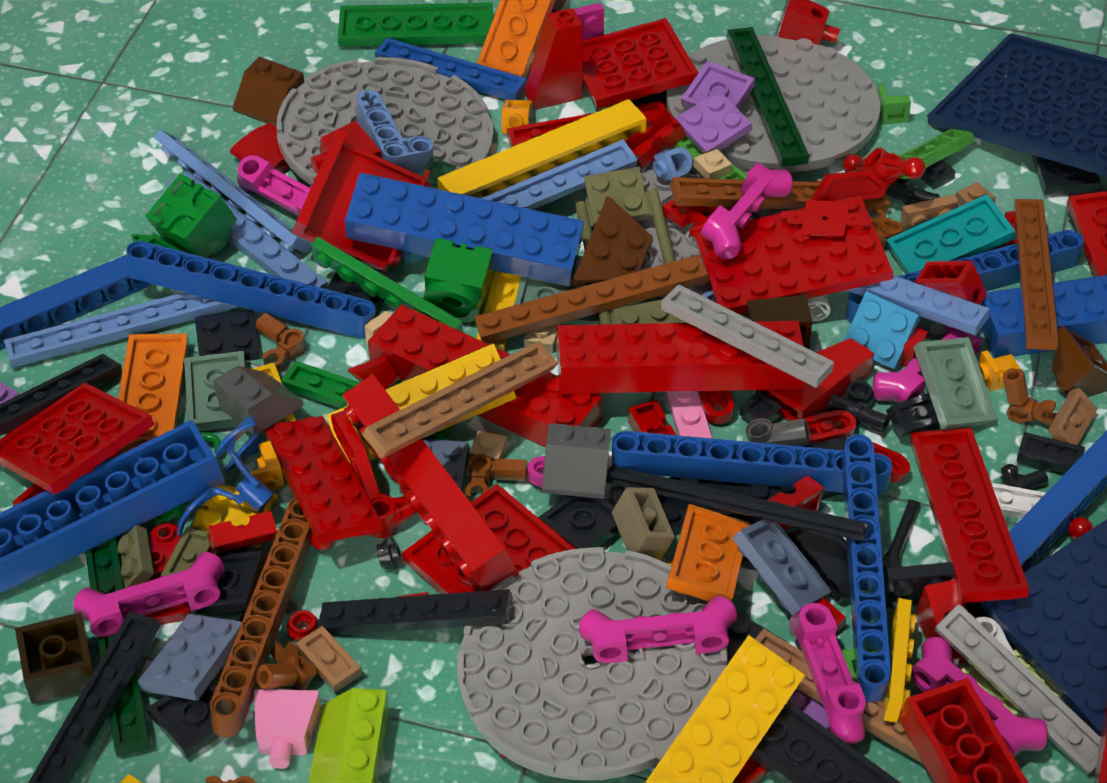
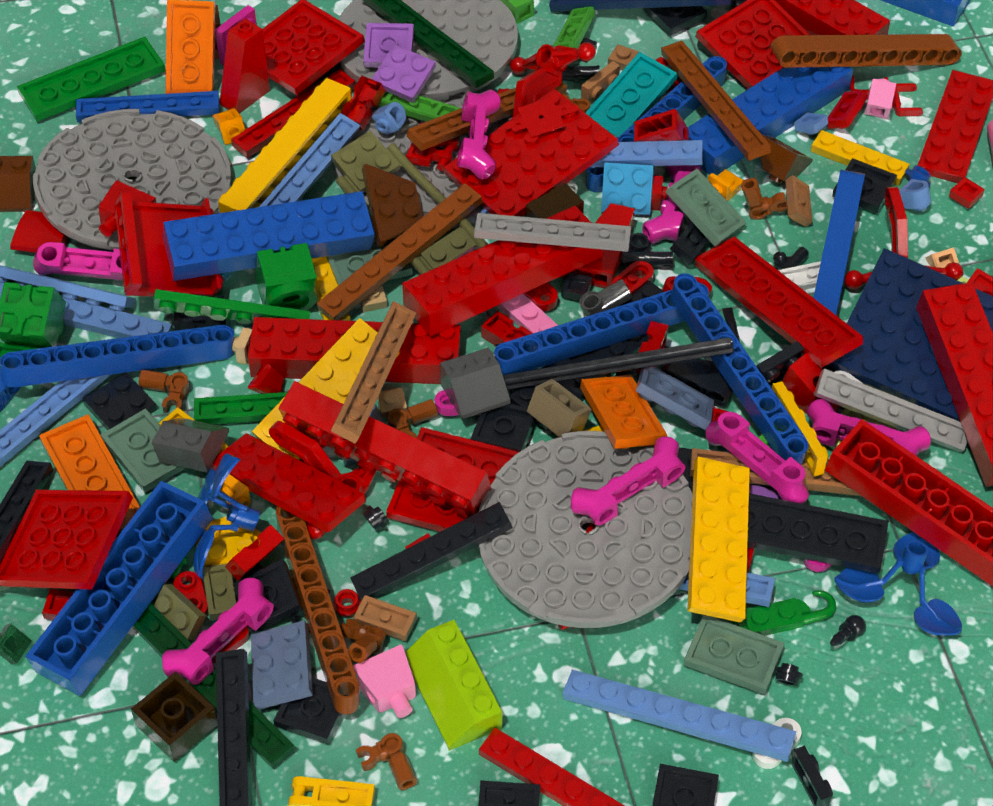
camera: 30 degrees left, 5 degrees up
(378, 124) = (174, 190): medium blue beam -> none
(437, 169) = (210, 192): clear green plate -> none
(713, 164) = (423, 107): tan plate -> none
(1048, 452) = (798, 233): black plate -> none

